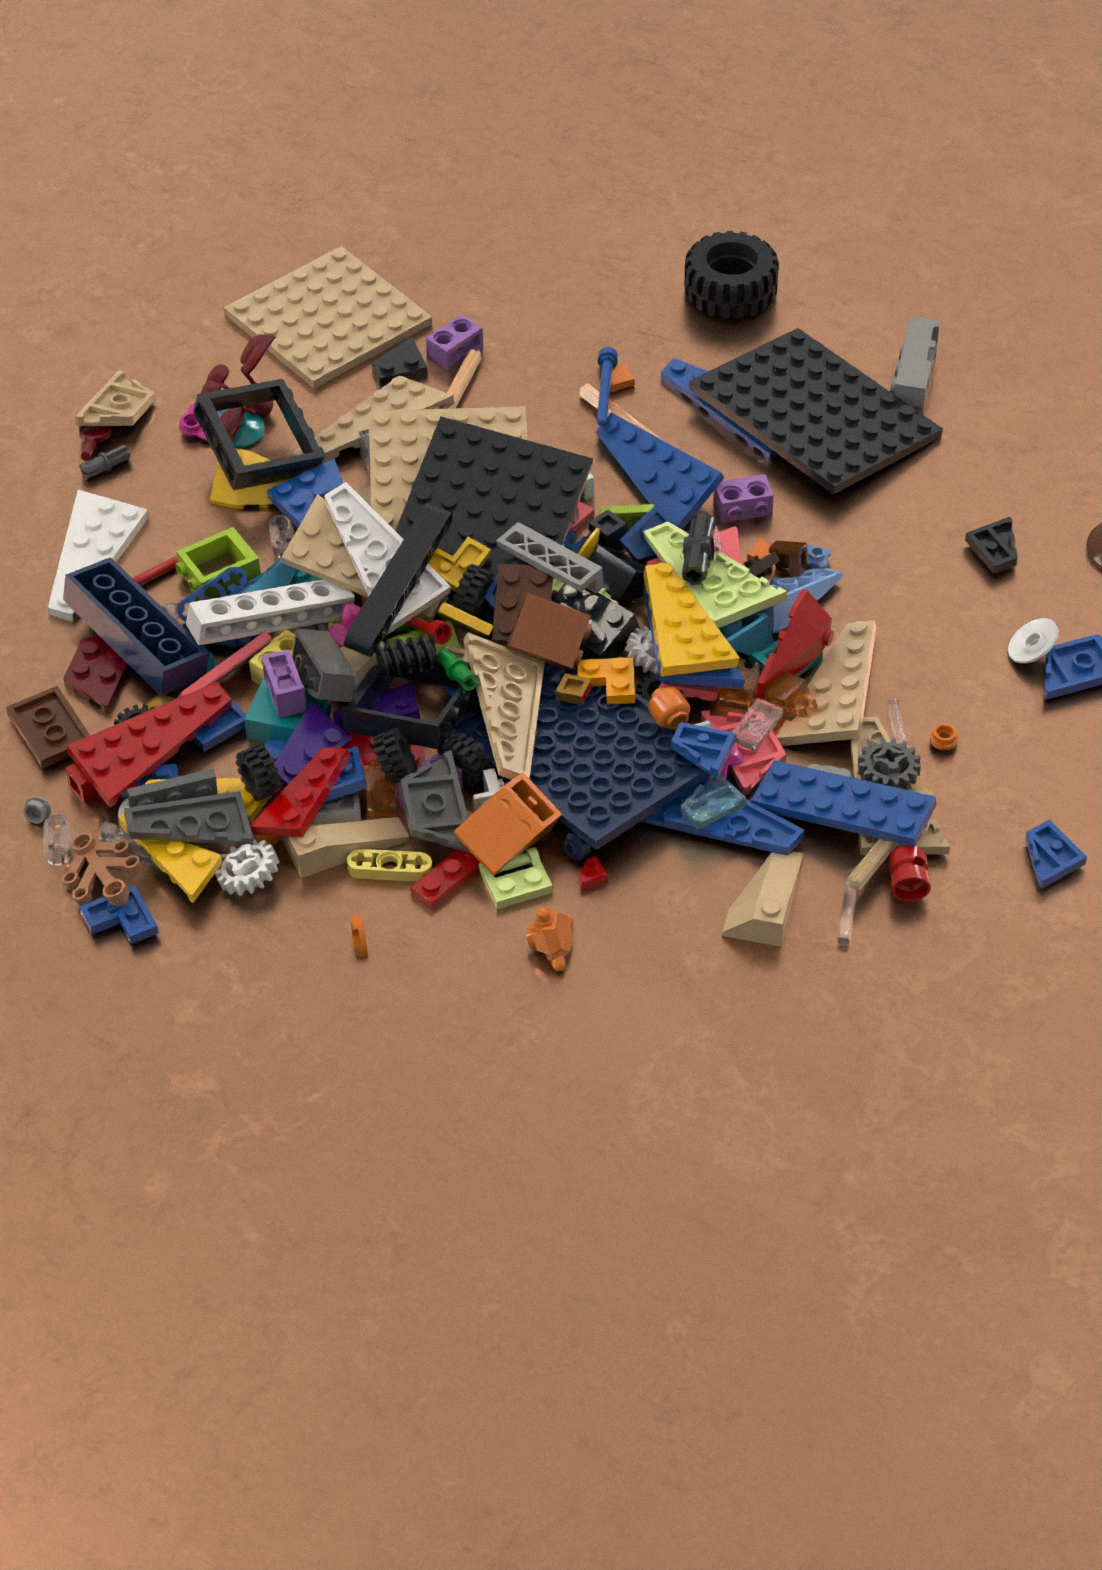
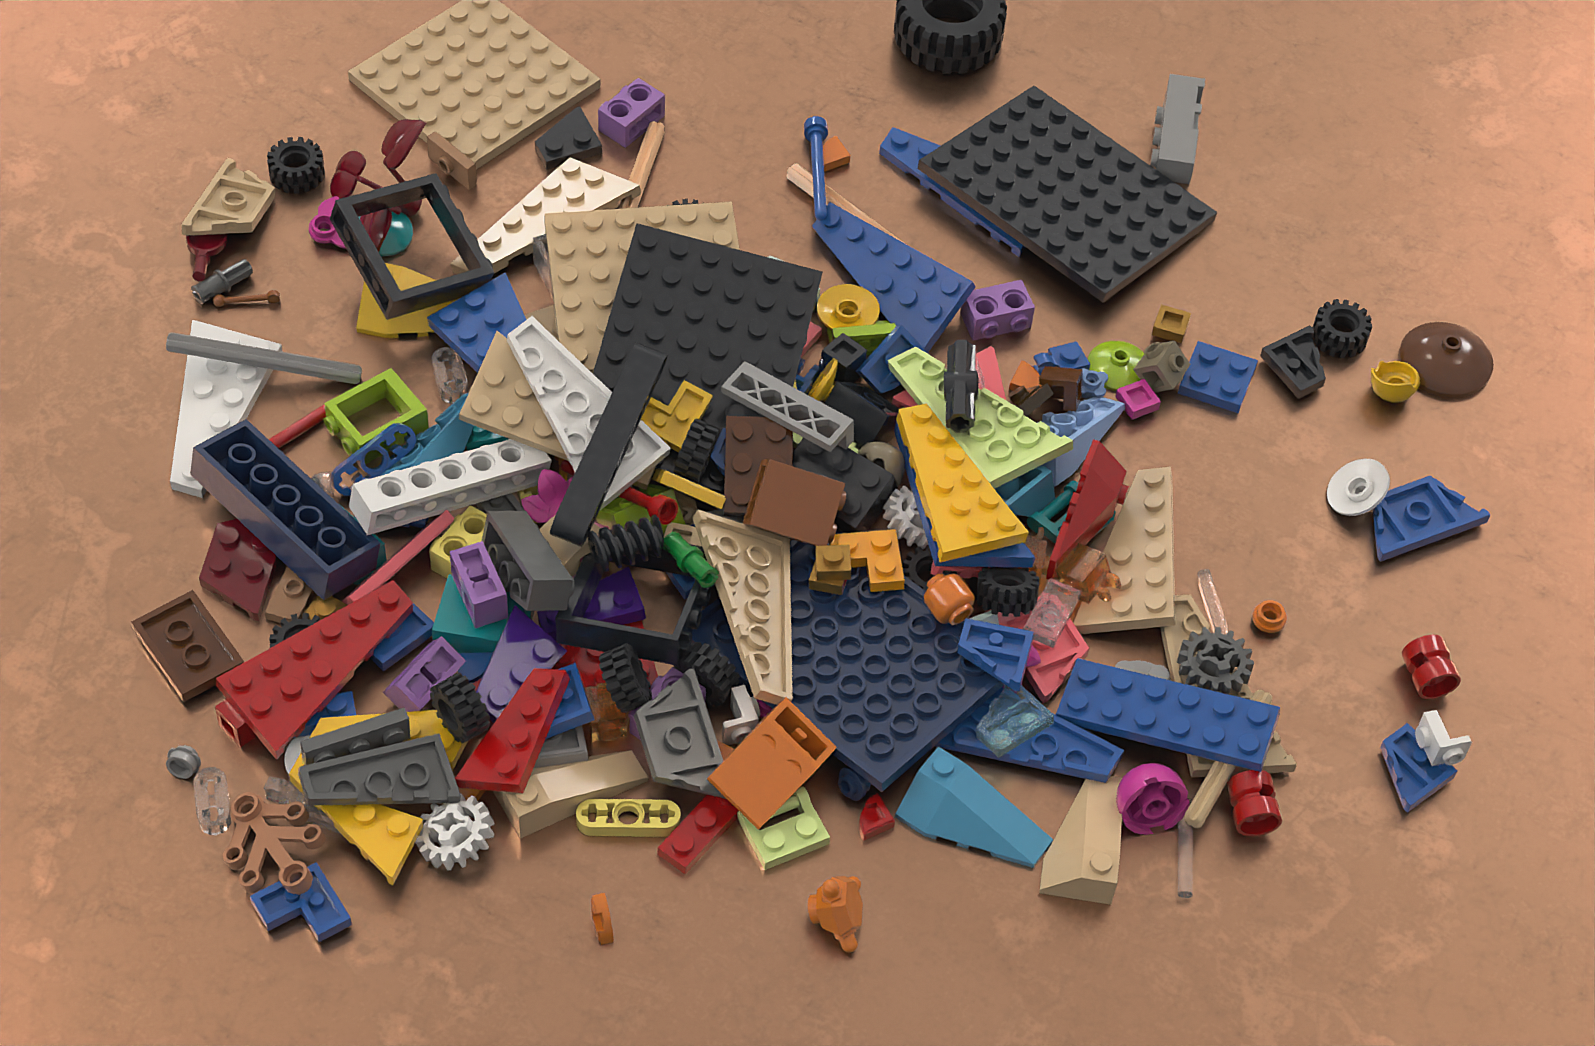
camera: 10 degrees left, 5 degrees up
(131, 517) = (263, 358): none -> light grey axle
(135, 693) = (289, 598): none -> medium nougat plate
(144, 475) = (272, 296): none -> dark orange hinge
(167, 385) = (291, 153): none -> black tyre
(224, 757) = (427, 669): none -> medium lavender brick
(301, 375) = (451, 160): none -> medium nougat plate
(576, 678) = (833, 562): none -> pearl gold plate
(616, 492) = (847, 307): none -> yellow dish
(632, 602) = (886, 457): none -> dark tan hair
(664, 866) = (961, 806): none -> dark azure wedge
(720, 705) = (1007, 590): none -> black tyre
(795, 534) = (1064, 356): none -> blue plate
(822, 866) = (1151, 798): none -> dark pink cylinder
(846, 544) = (1117, 361): none -> lime dish
(854, 569) = (1138, 399): none -> dark pink plate
(877, 544) = (1162, 366): none -> dark tan brick
(891, 513) = (1171, 323): none -> pearl gold plate
(926, 555) = (1218, 377): none -> blue plate
(1035, 530) = (1346, 316): none -> black tyre
(1071, 835) = (1437, 743): none -> white bracket
(1075, 778) = (1431, 666): none -> red wheel
(1077, 561) = (1394, 381): none -> yellow hair

